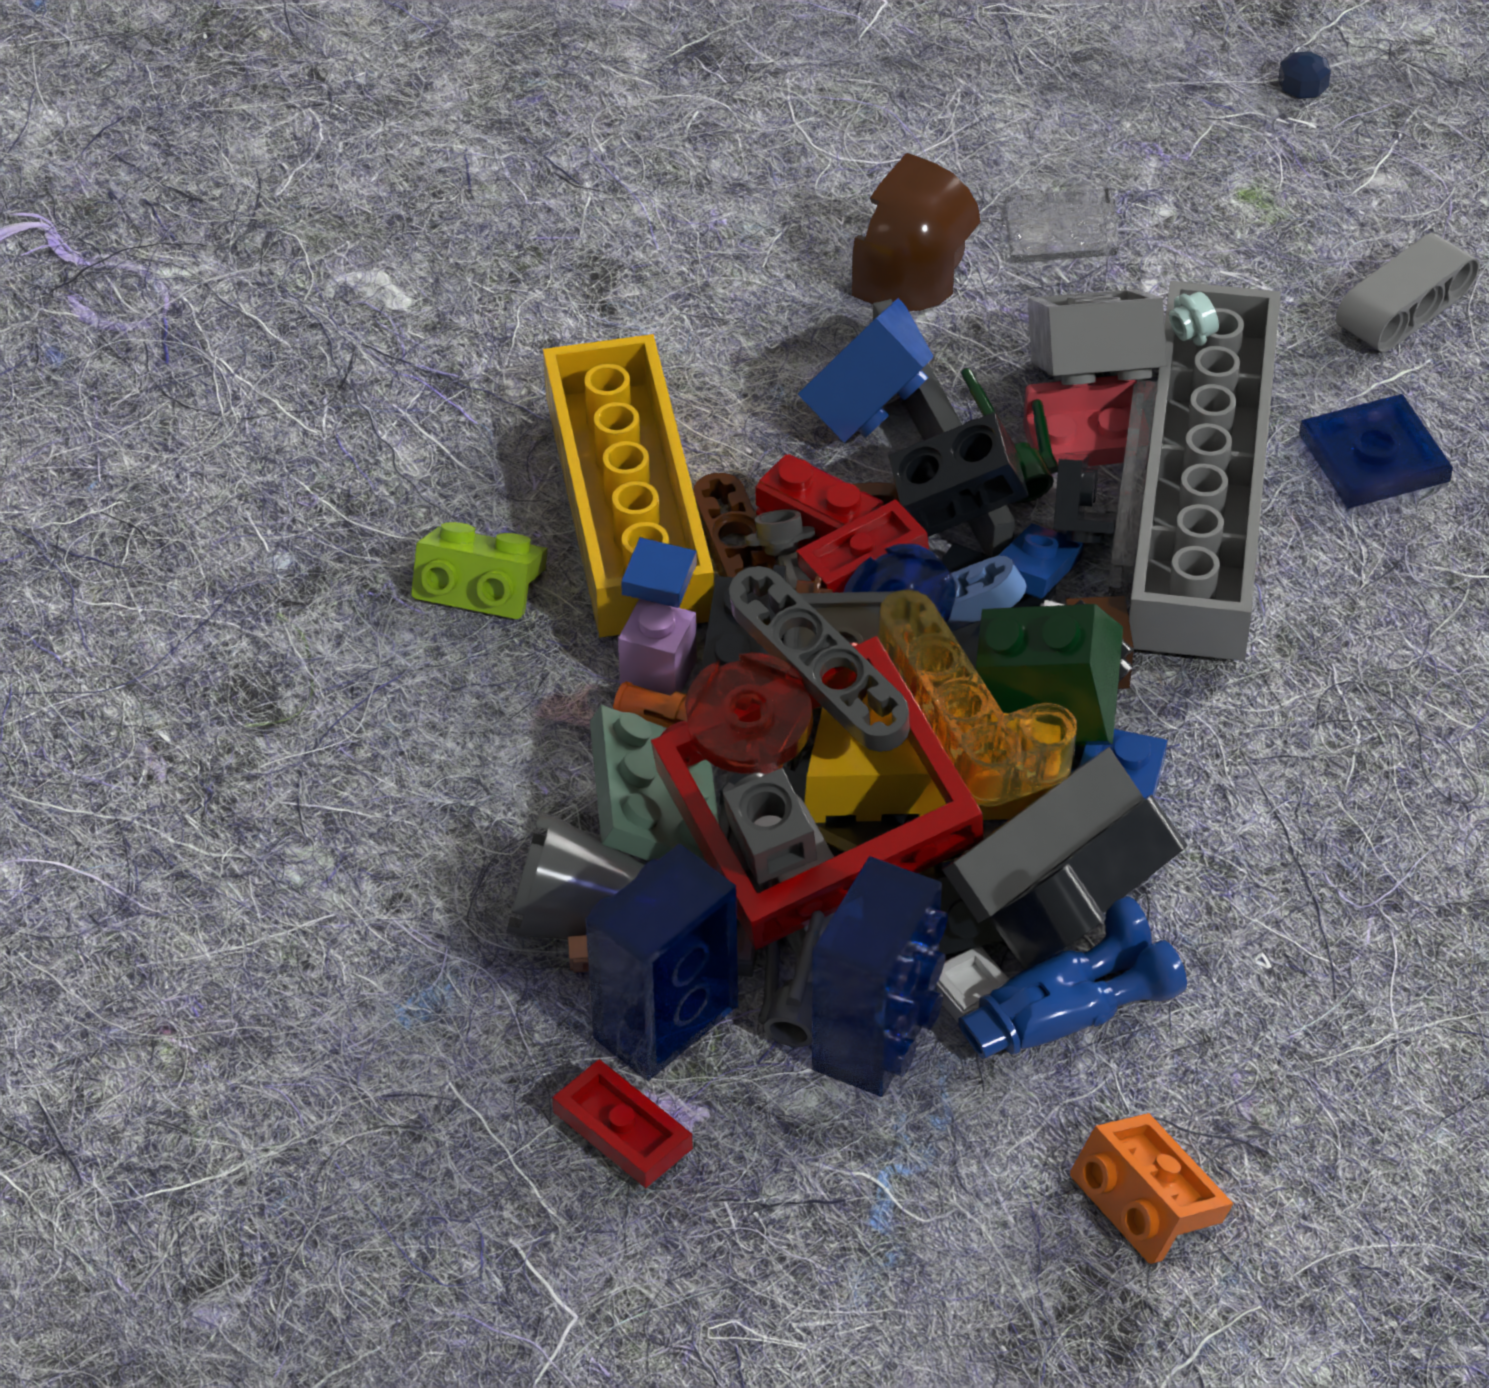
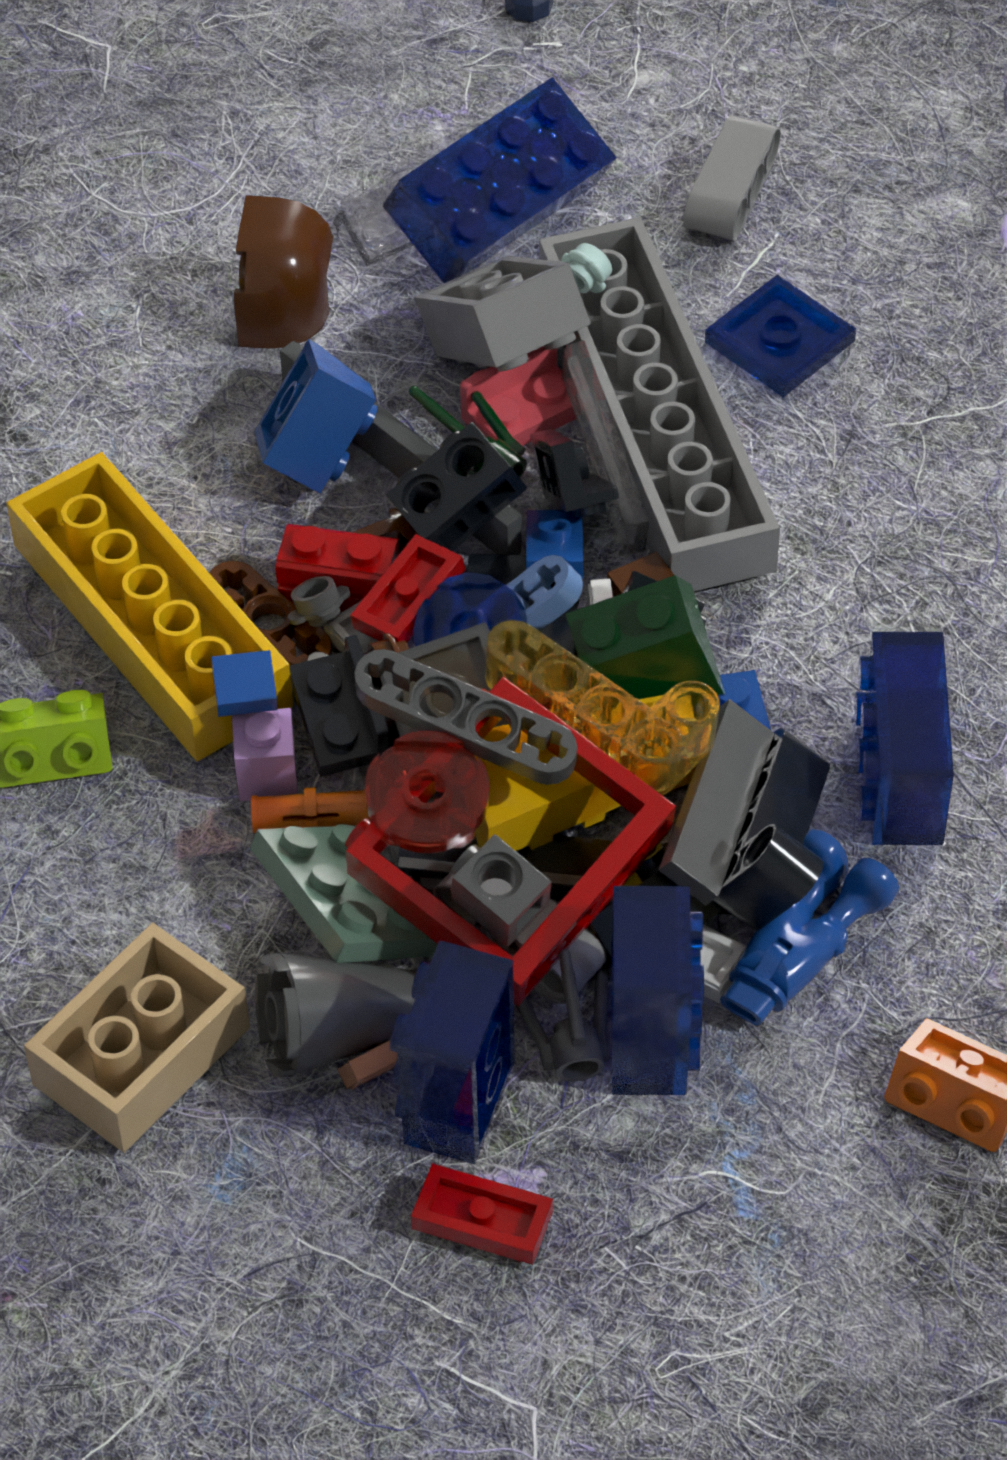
camera: 25 degrees left, 5 degrees up
(398, 847) = (137, 1036): none -> tan brick
(1170, 220) = (499, 181): none -> clear blue brick
(1268, 847) = (904, 738): none -> clear blue brick

